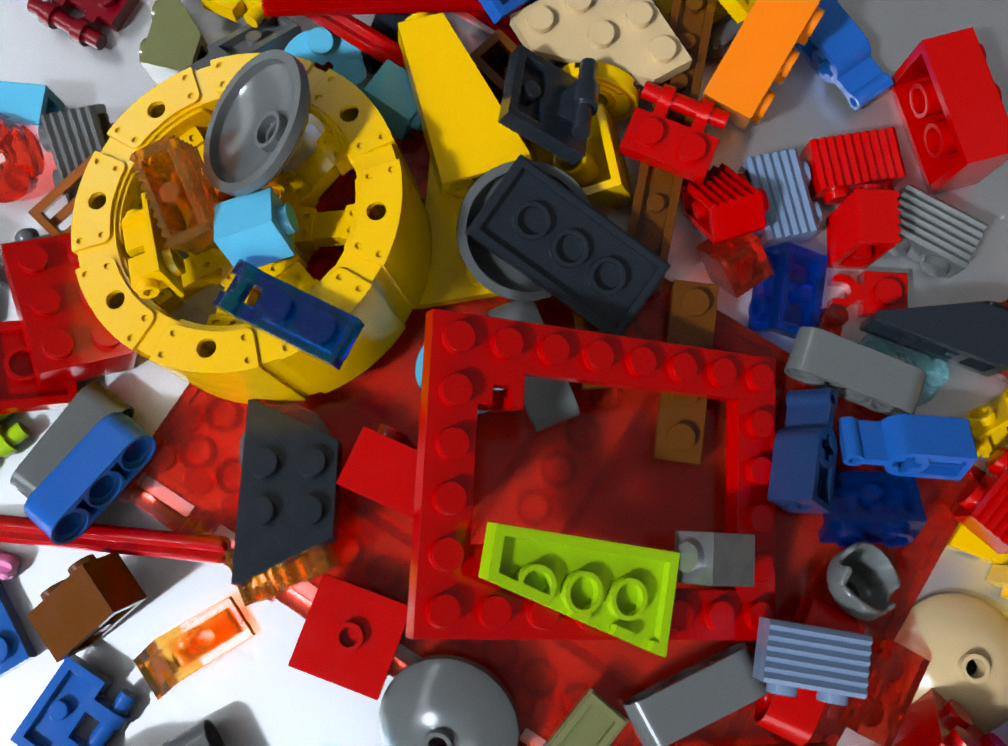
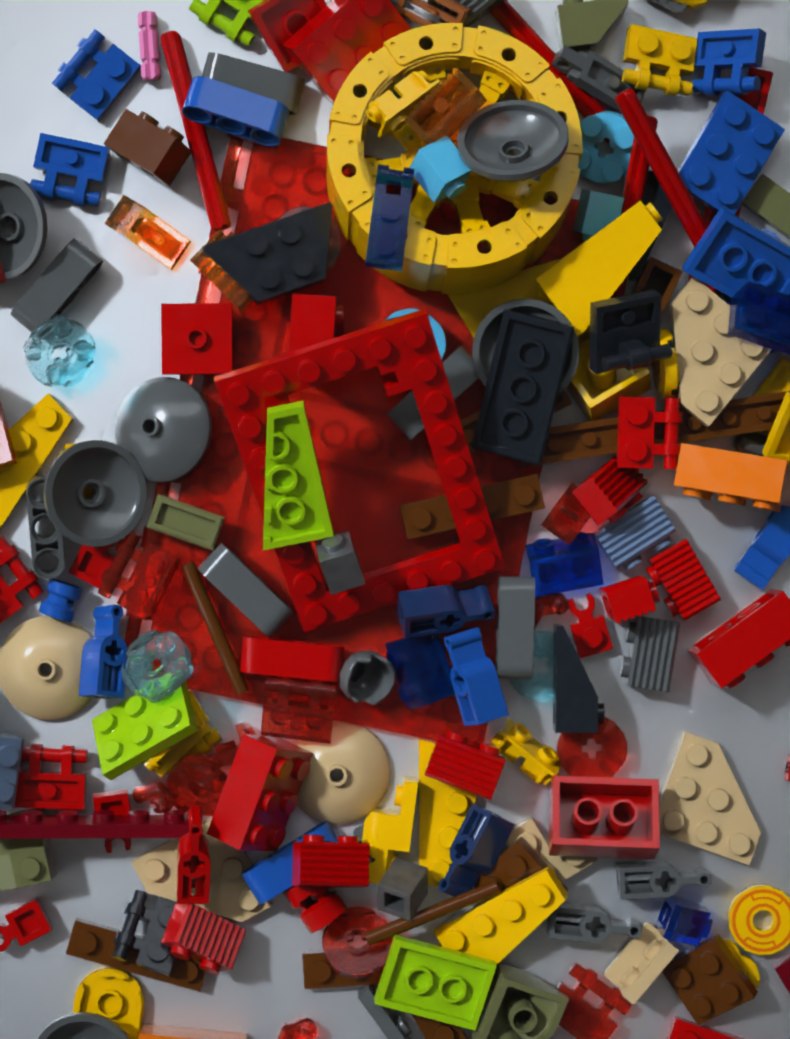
camera: 75 degrees right, 10 degrees up
(812, 659) = (299, 652): sand blue brick -> none

